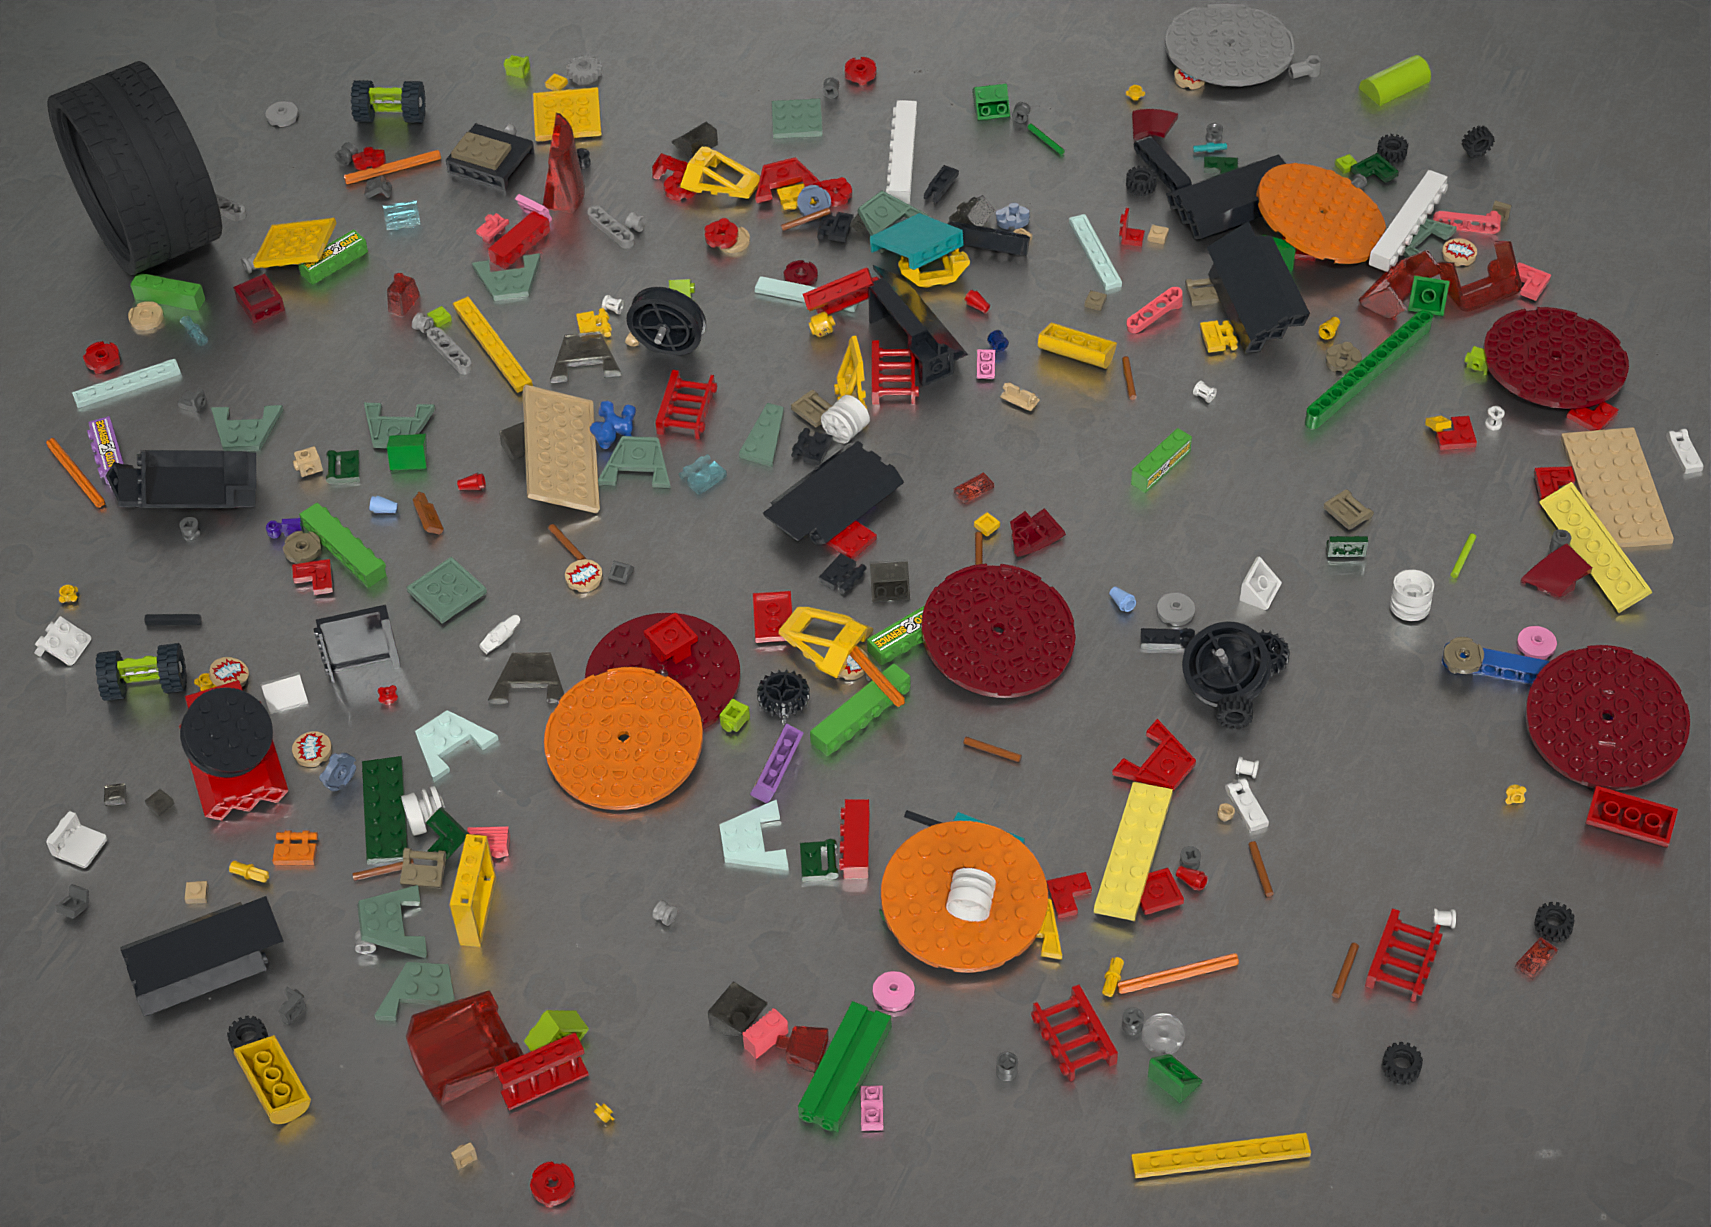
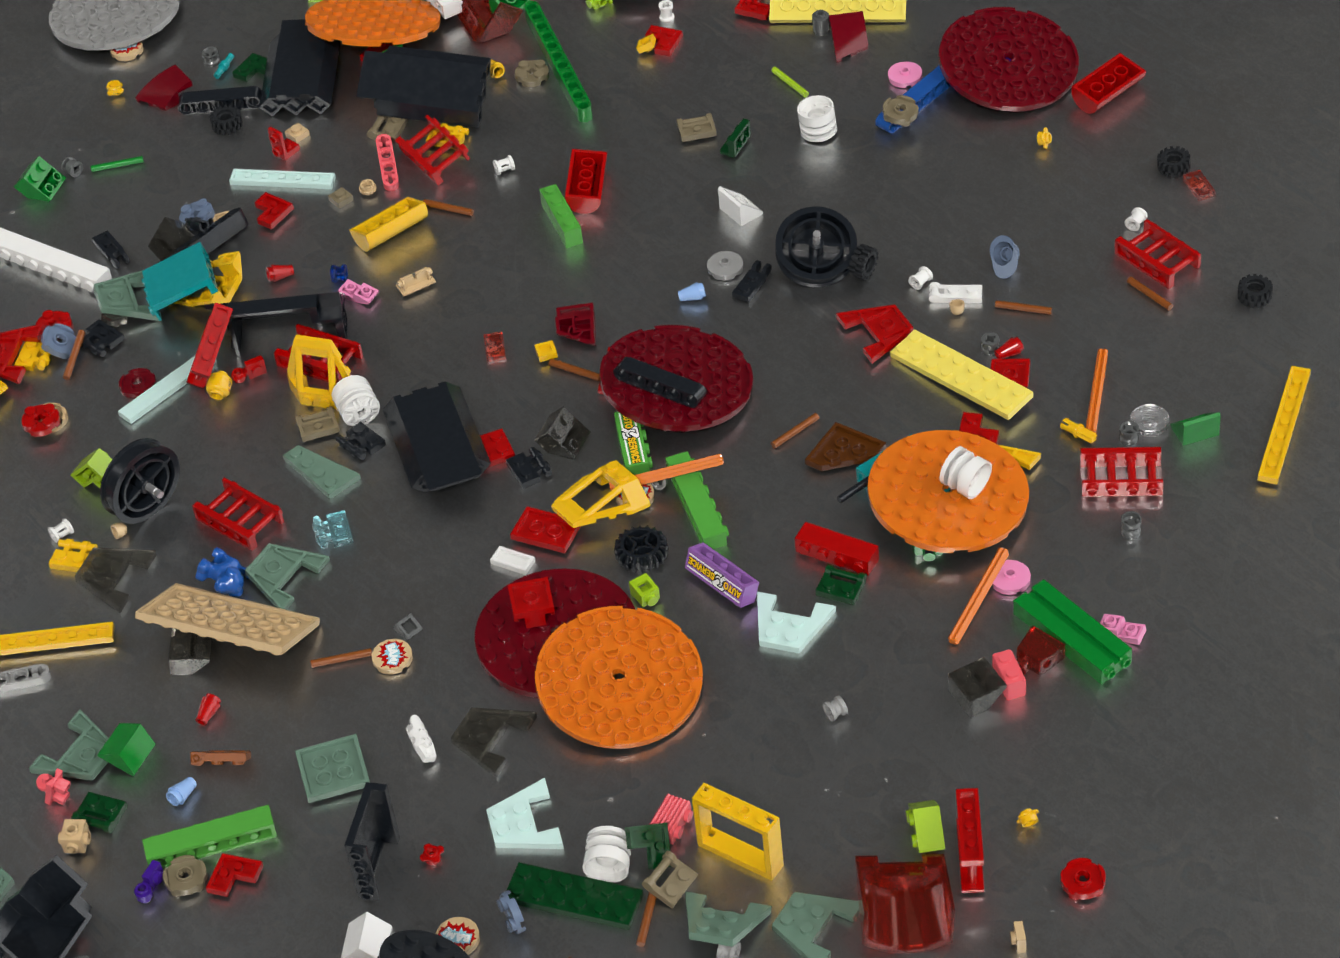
camera: 60 degrees left, 5 degrees down
(347, 425) = (54, 787): none -> coral hips
(730, 610) = (512, 560): none -> white tile
(841, 332) = (252, 369): none -> red plate
(852, 972) = (978, 596): none -> orange axle
(971, 617) = (660, 382): none -> black beam
(986, 795) = (843, 448): none -> reddish brown plate
(990, 220) = (197, 224): none -> black axle
(1049, 266) = (274, 210): none -> red plate
(1118, 311) = (367, 187): none -> tan plate
(1177, 322) = (425, 164): none -> red fence
(1216, 455) = (585, 180): none -> red brick
(1317, 826) = (1004, 256): none -> sand blue piece

